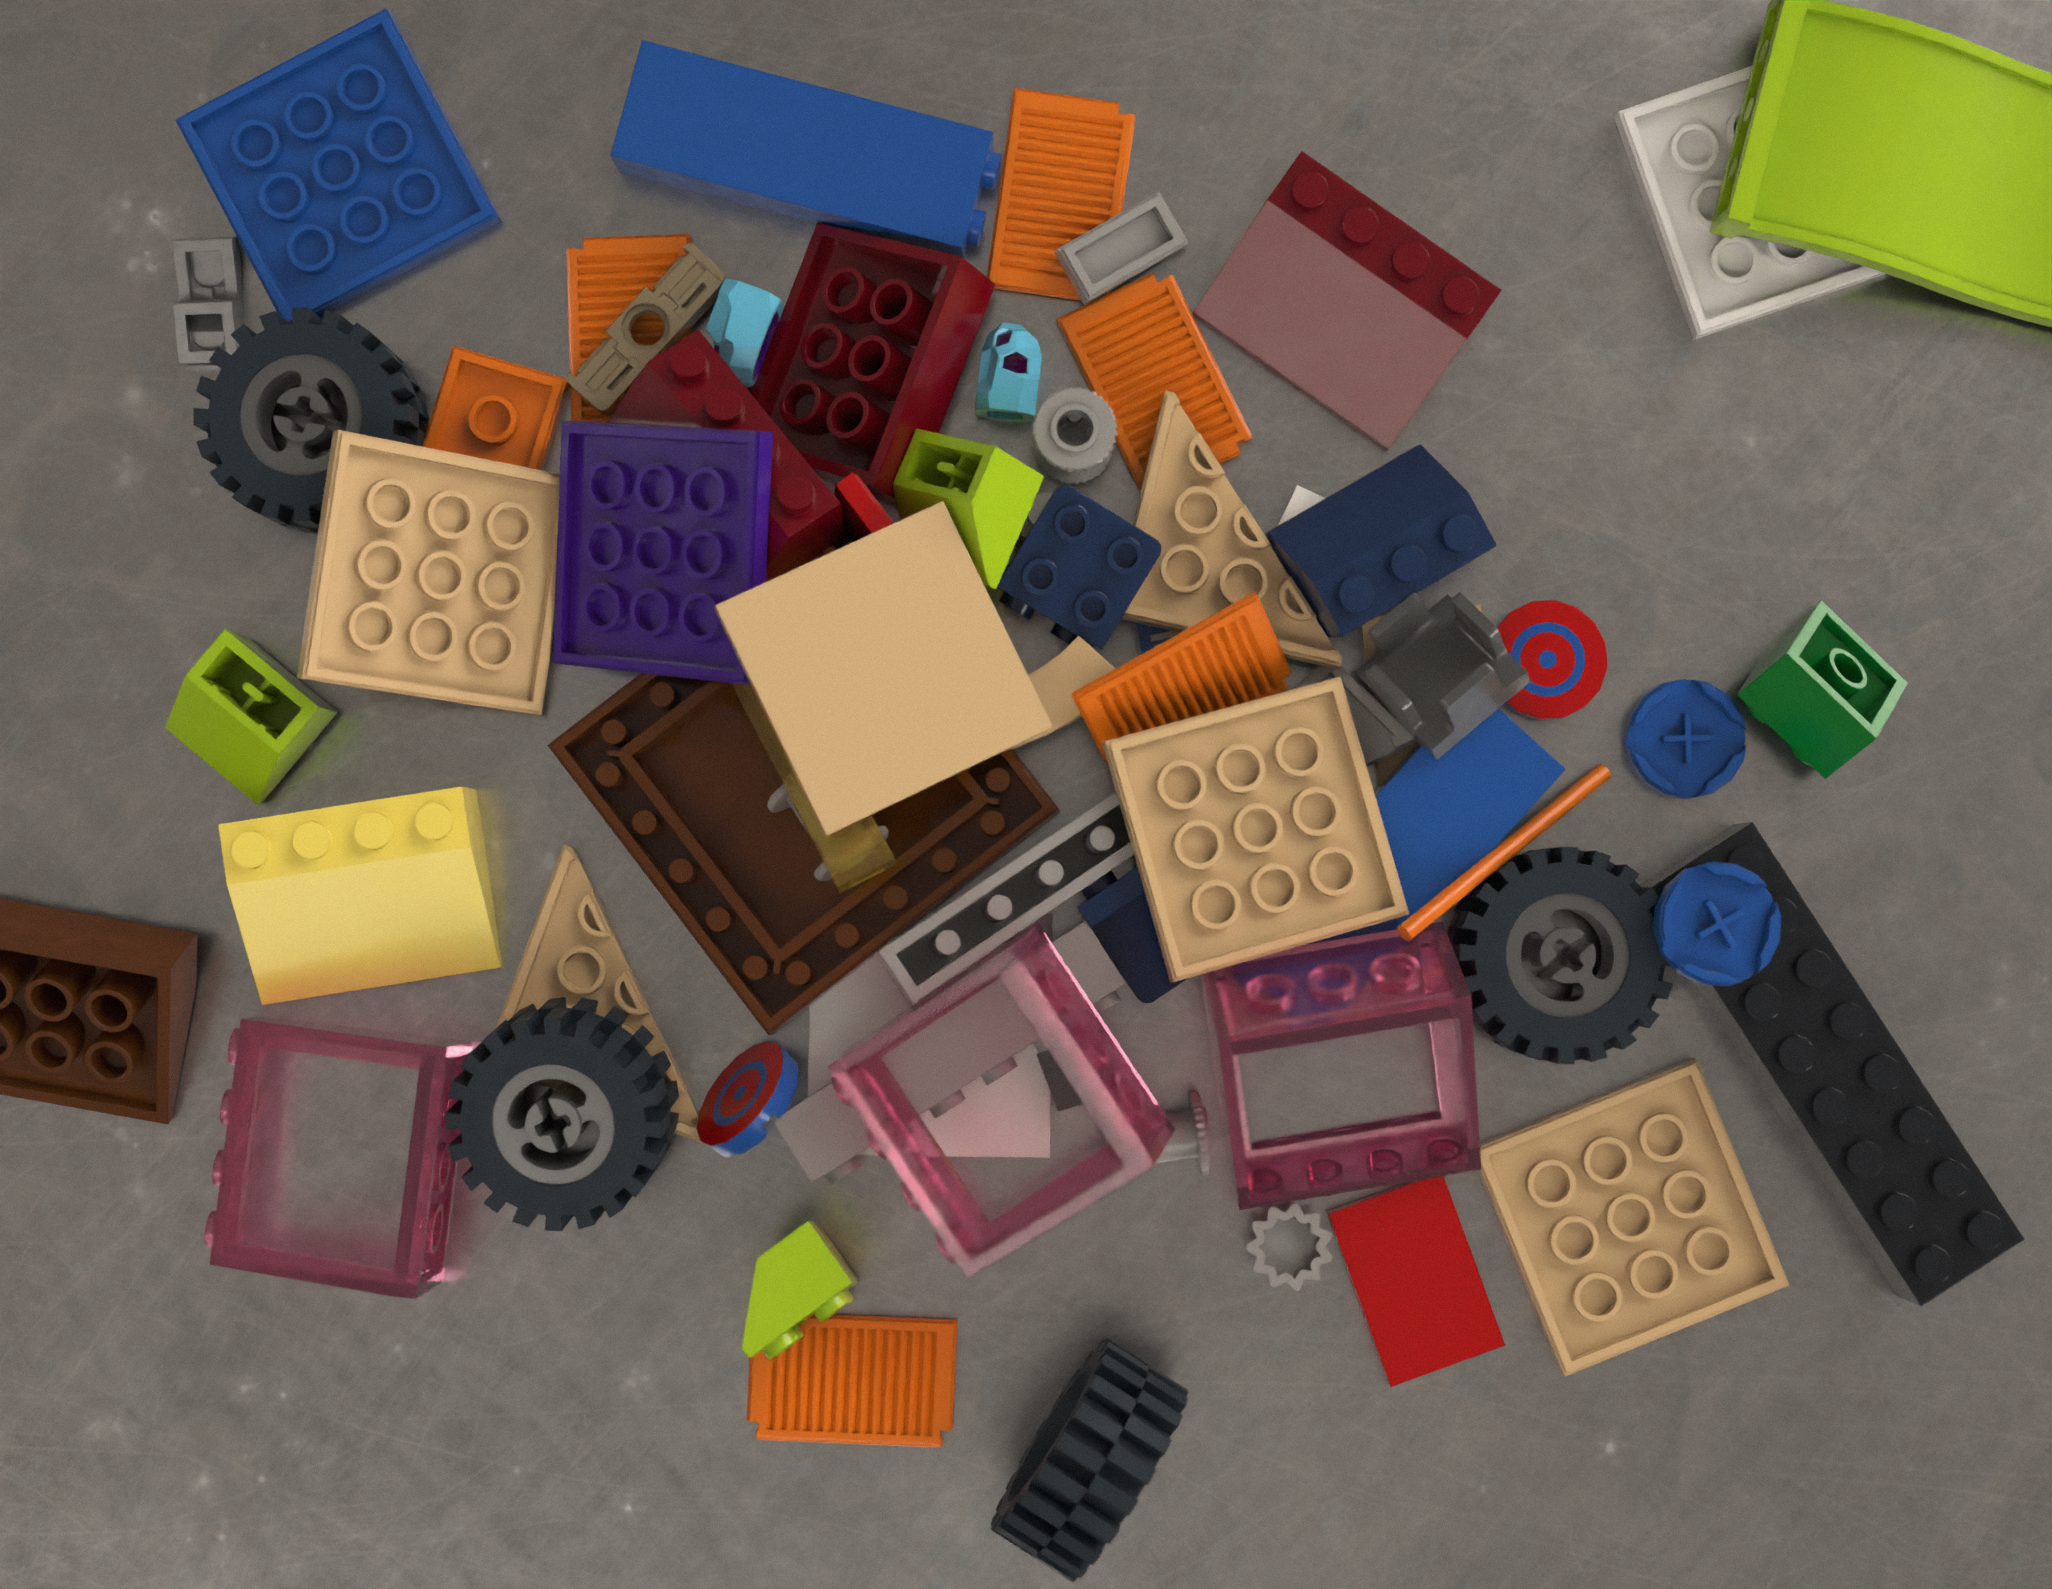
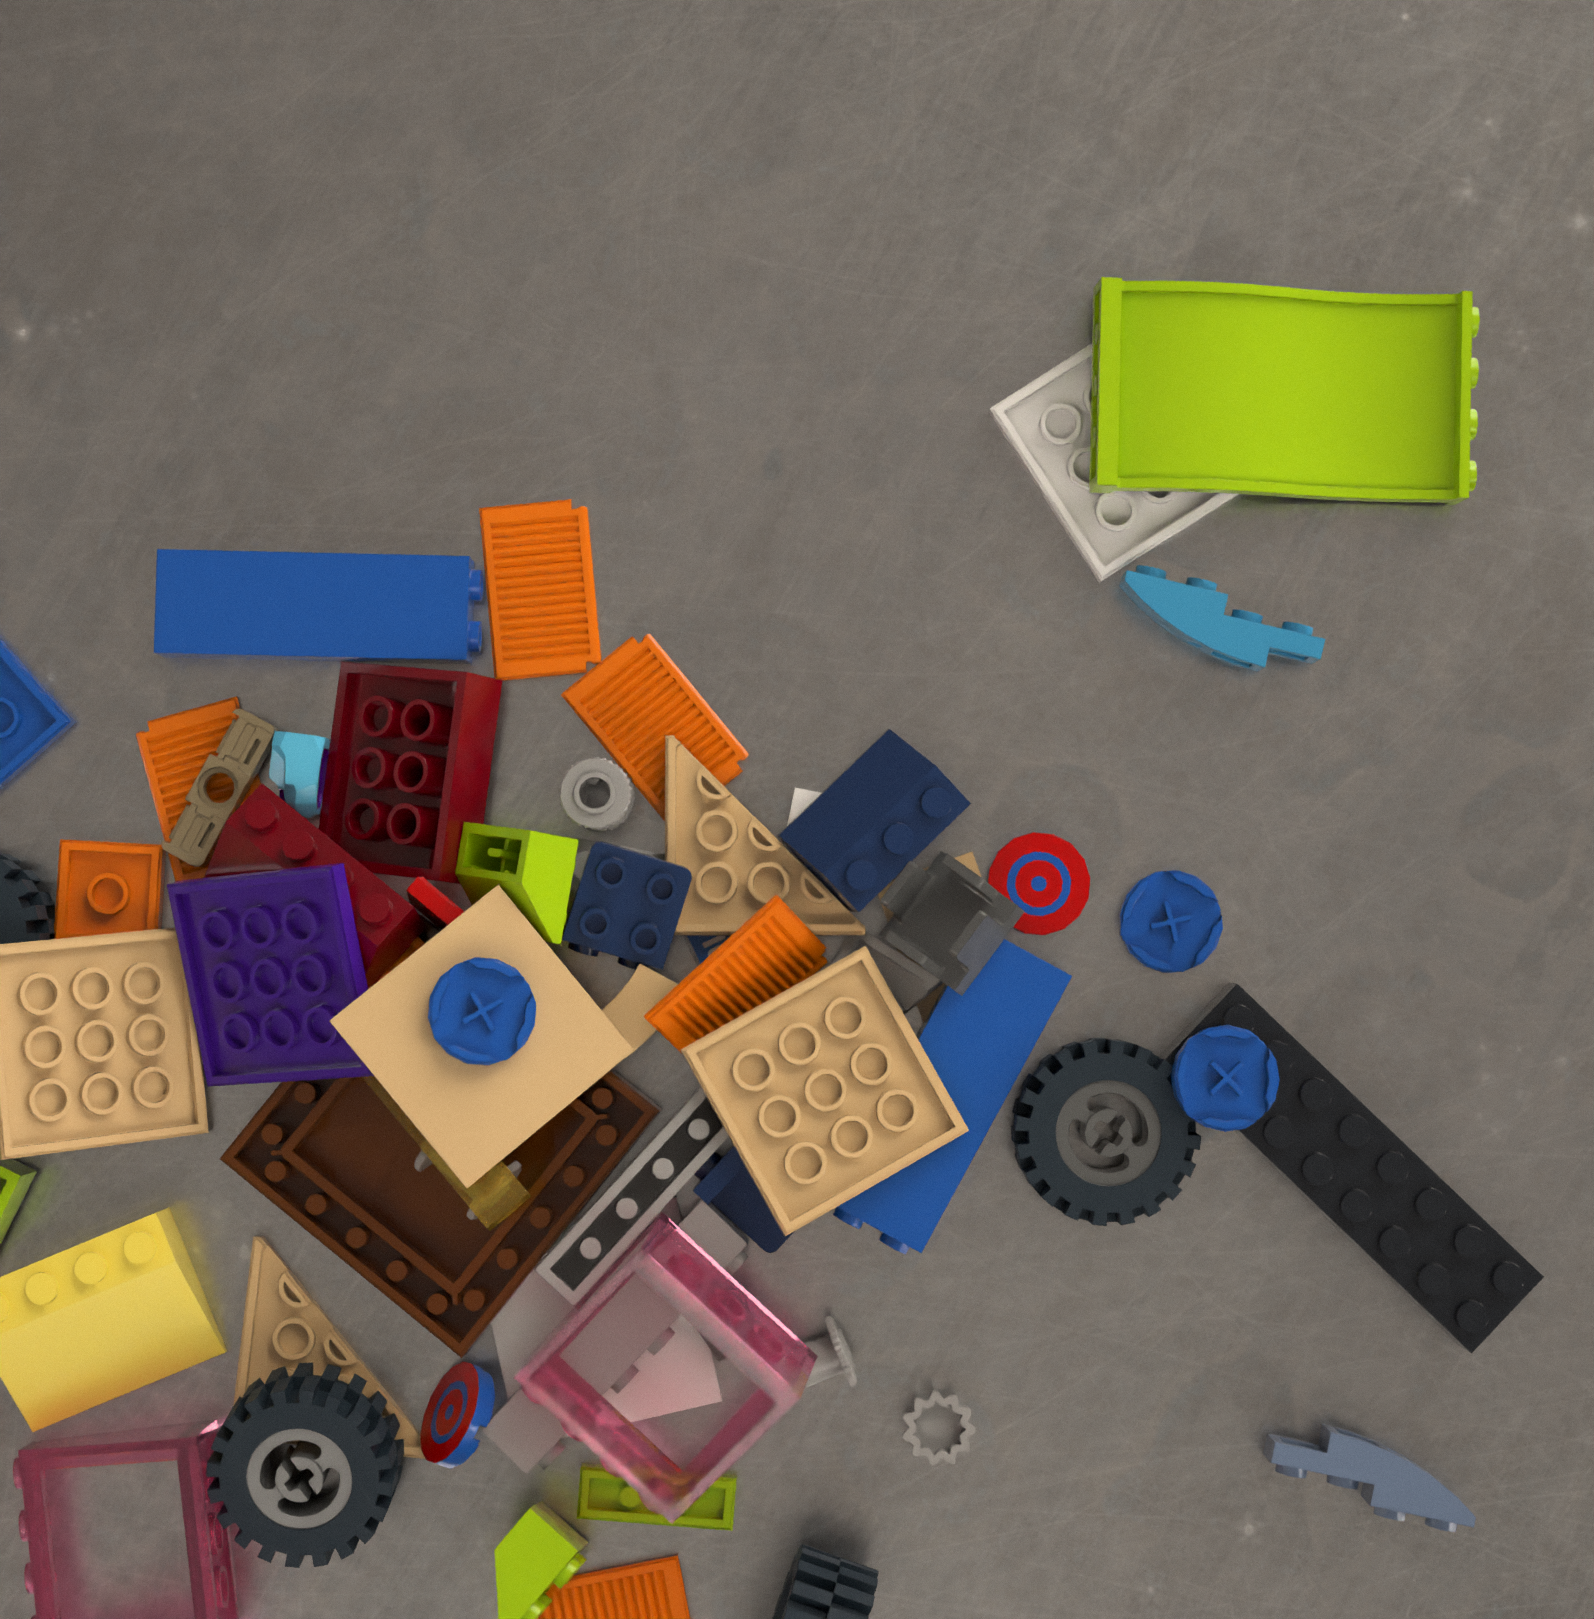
camera: 10 degrees left, 0 degrees up
(891, 638) = (481, 1011): none -> blue tile
(907, 1238) = (613, 1499): none -> lime tile
(1009, 375) = (532, 752): medium azure rock -> none
(1121, 248) = (601, 623): light grey tile -> none
(1332, 994) = (920, 1214): clear pink windscreen -> none
(1345, 300) = (798, 624): slope -> none
(1415, 1279) = (1051, 1428): red tile -> none
(1503, 853) = (1037, 1057): orange axle -> none
(1629, 1216) = (1217, 1333): tan tile -> none
(1784, 1426) = (1388, 1478): none -> sand blue slope
(1799, 404) = (1197, 617): none -> dark azure slope
(1823, 691) = (1274, 854): green slope -> none

